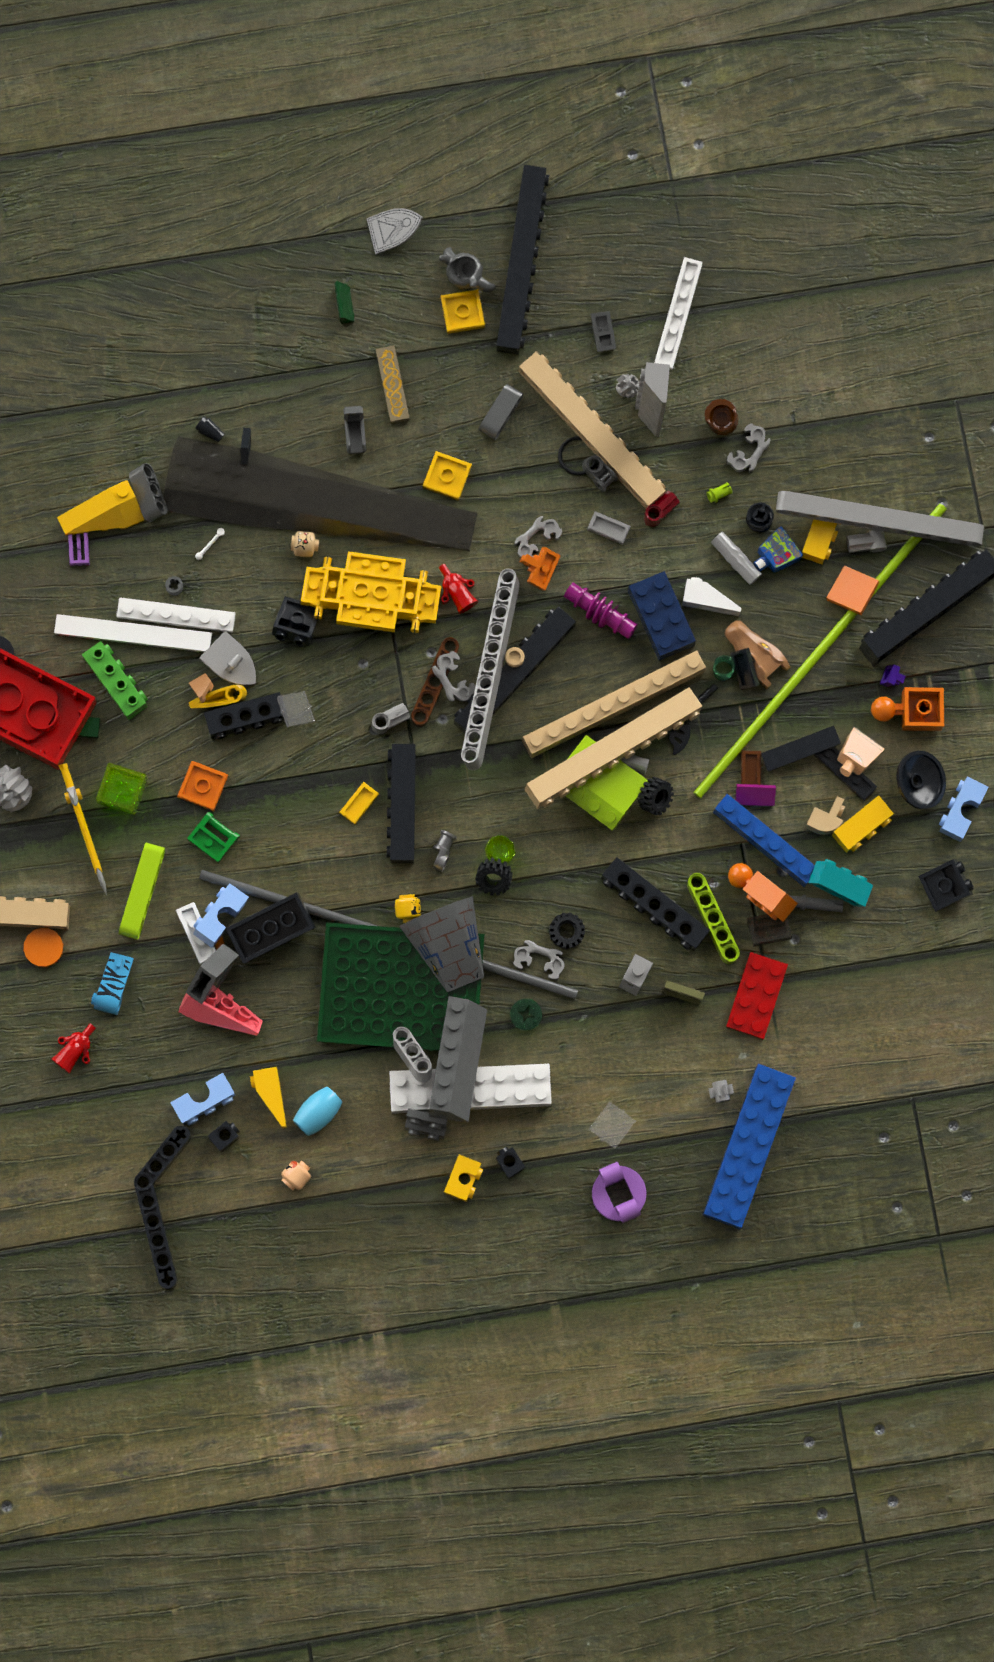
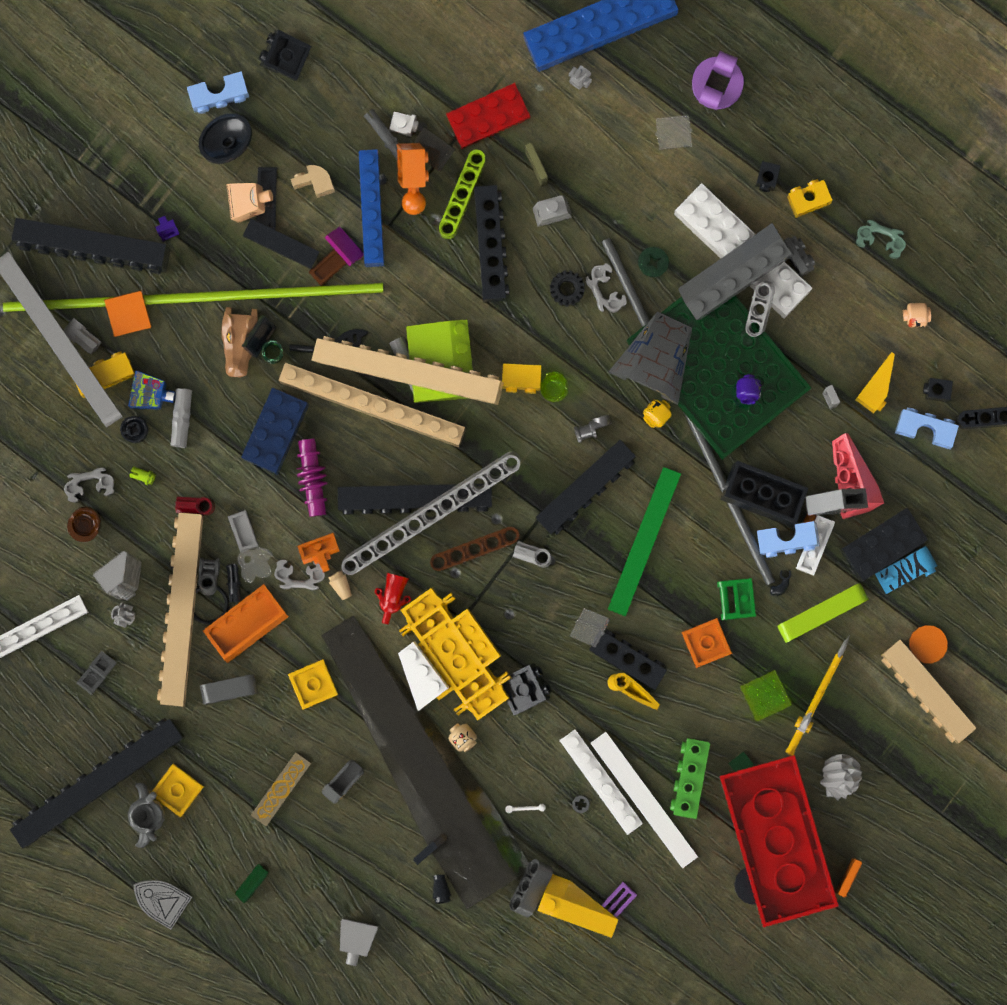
camera: 120 degrees left, 5 degrees up
(77, 1043) = (974, 553): red piece -> none
(147, 983) = (884, 545): none -> black brick
(189, 879) = (781, 588): none -> black arm
(201, 686) = (636, 710): medium nougat tile -> none
(230, 661) = (598, 710): light grey shield -> none
(233, 338) = (356, 939): none -> light grey torso
(295, 1047) = (831, 397): none -> light grey tile
(317, 1111) = (859, 340): medium azure piece -> none
(321, 810) = (644, 541): none -> green tile
(359, 803) = (613, 520): yellow tile -> none
(359, 988) = (748, 389): none -> dark purple head
(364, 1213) = (897, 244): none -> sand green helmet
(377, 555) = (421, 675): none -> white wing
(445, 662) = (454, 552): light grey helmet -> none
(491, 885) = (578, 372): black tyre -> none
(501, 560) = (340, 584): none -> tan cone
(514, 657) = (405, 505): tan tile -> none
(531, 832) = (521, 378): none -> yellow brick
(538, 467) = (245, 623): none -> orange slope
(573, 514) = (257, 566): none -> clear plate
(576, 485) = (233, 583): none -> black axle
(655, 796) = (412, 312): black tyre -> none
(705, 597) = (231, 414): white slope -> none
(809, 926) = (403, 124): none -> white bracket
(841, 883) = (354, 126): teal brick -> none
(863, 825) = (295, 151): yellow brick -> none
(912, 718) = (171, 171): orange brick -> none

